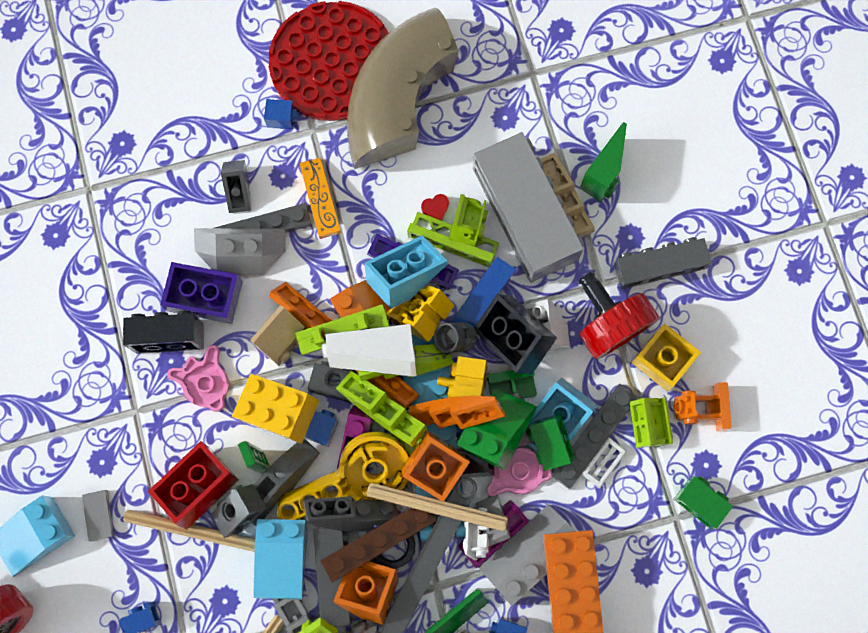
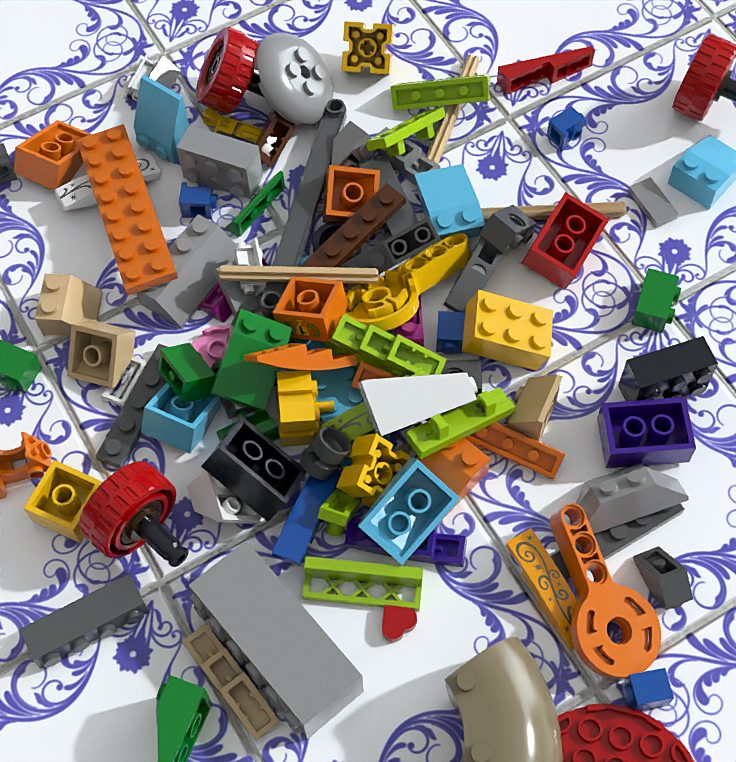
camera: 165 degrees right, 15 degrees down
(140, 411) = (656, 300): none -> green brick
(204, 380) = (602, 351): bright pink tile -> none
(253, 457) = (508, 262): green tile -> none
(287, 173) = (606, 603): none -> orange beam
(458, 290) = (338, 511): none -> lime tile
(468, 220) = (348, 603): lime hinge -> none
(621, 490) = (99, 352): none -> tan slope
(643, 547) = (66, 302): none -> tan slope
(651, 422) = (76, 428): lime hinge -> none

